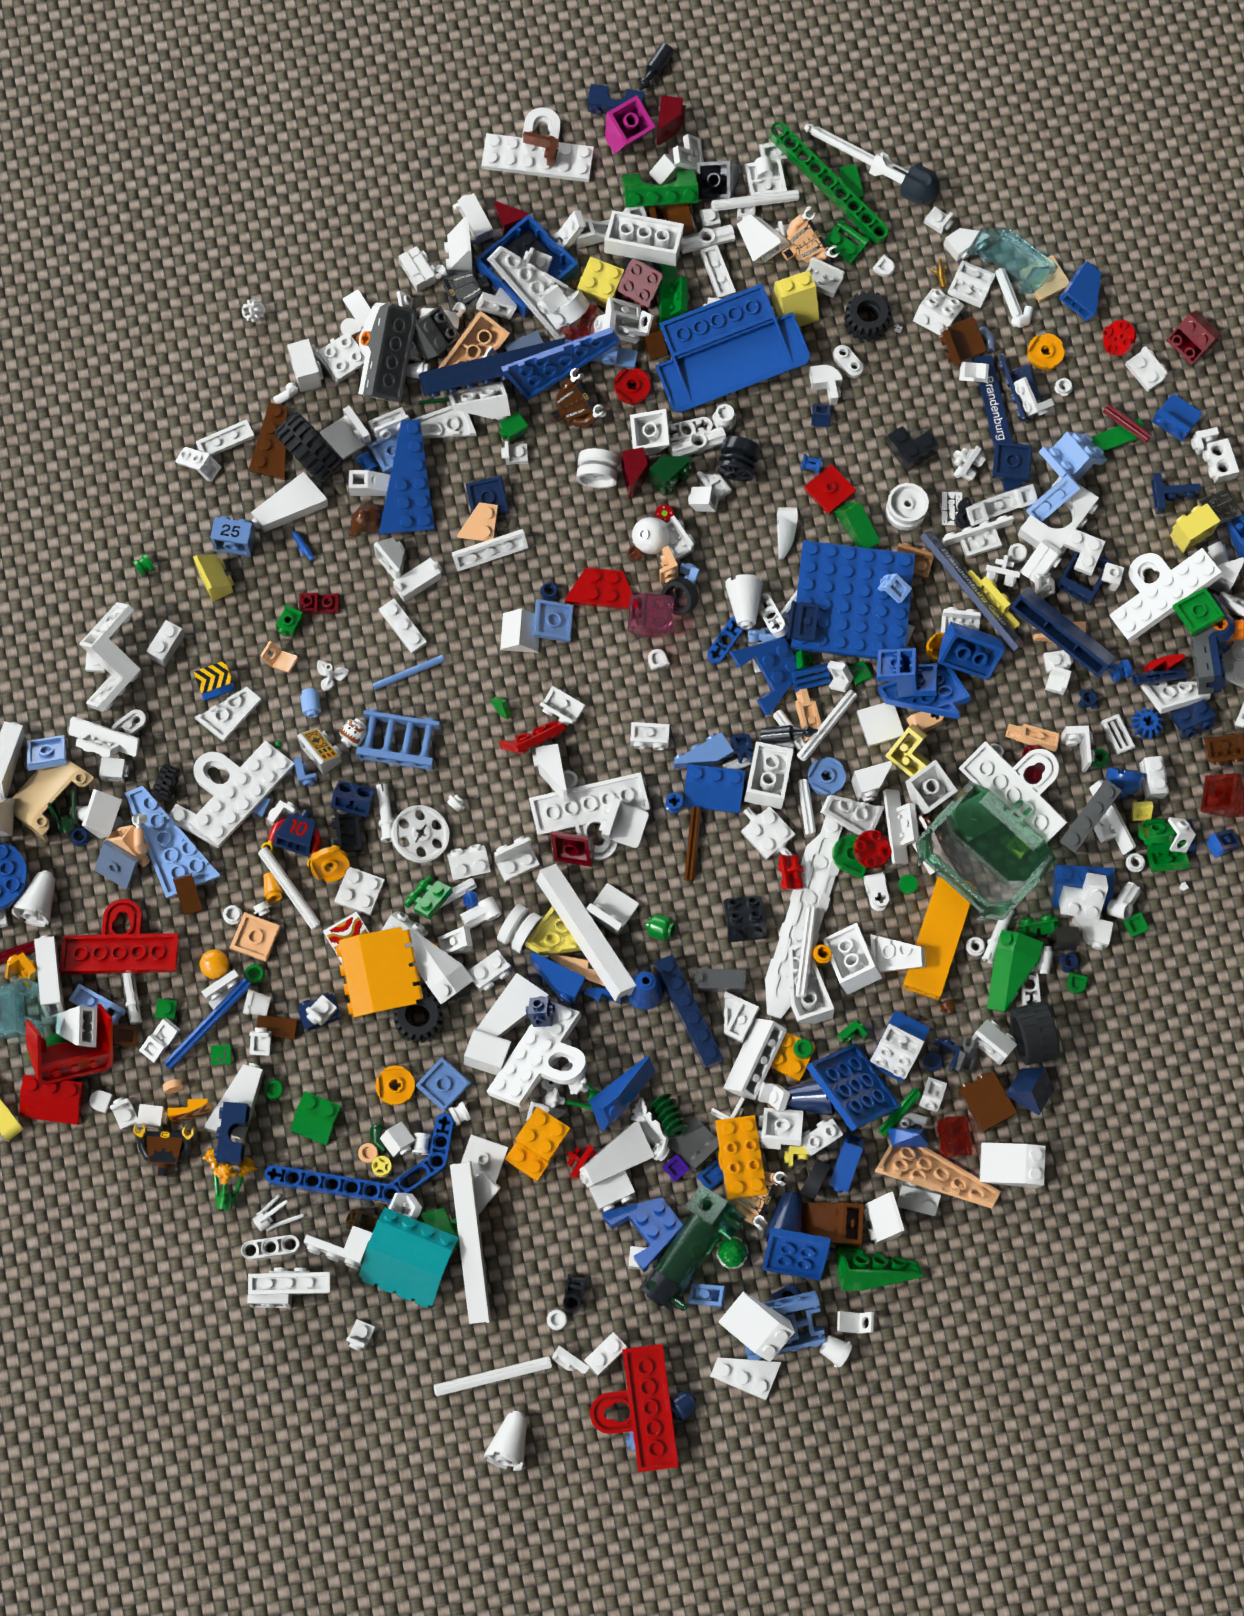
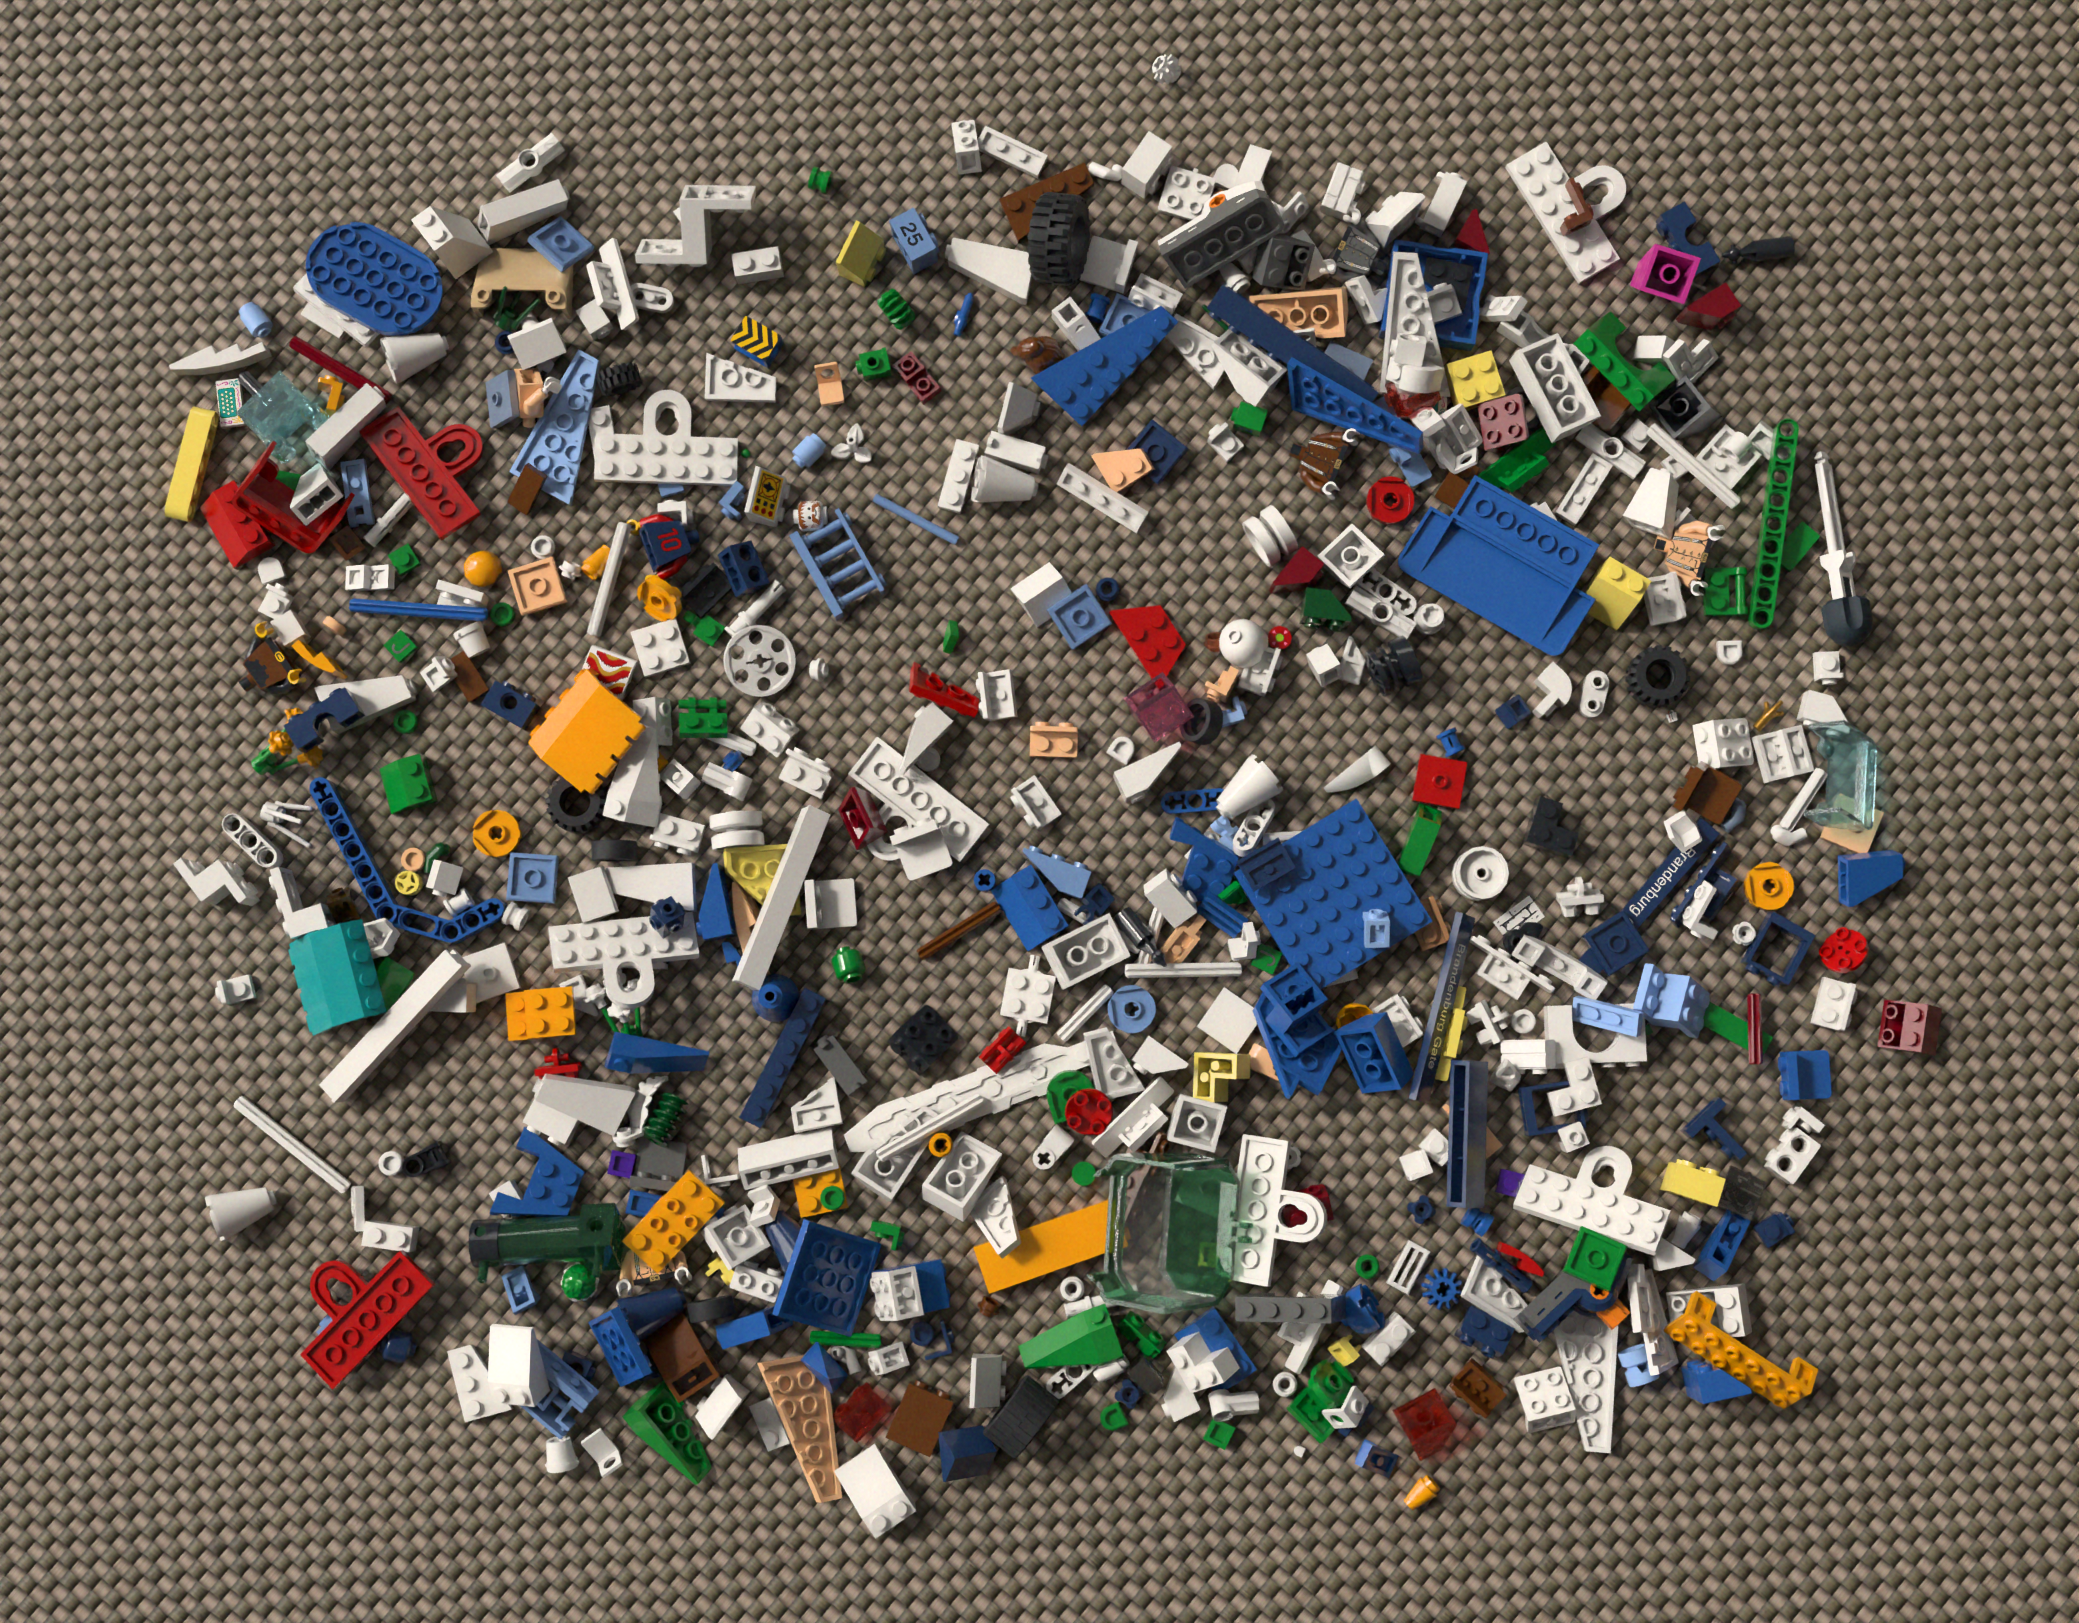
camera: 60 degrees right, 10 degrees up
(266, 580) = (896, 309): none -> green gear
(289, 1283) = (217, 888): white plate -> none
(320, 1011) = (507, 706): white bracket -> none
(372, 853) = (706, 628): none -> green plate
(429, 602) = (1001, 482): none -> white cone
(469, 1016) = (614, 850): none -> black tyre
(618, 695) = (1053, 740): none -> light nougat bracket
(685, 663) = (1139, 776): none -> white slope
(776, 697) = (1171, 898): none -> white brick
(966, 1059) = (946, 1366): dark grey plate -> none
(1033, 736) = (1337, 1185): light nougat hinge -> none
(1079, 735) = (1365, 1226): white bracket -> none
(1081, 358) = (1793, 930): none -> dark blue window
(1111, 636) = (1509, 1182): none -> dark purple plate

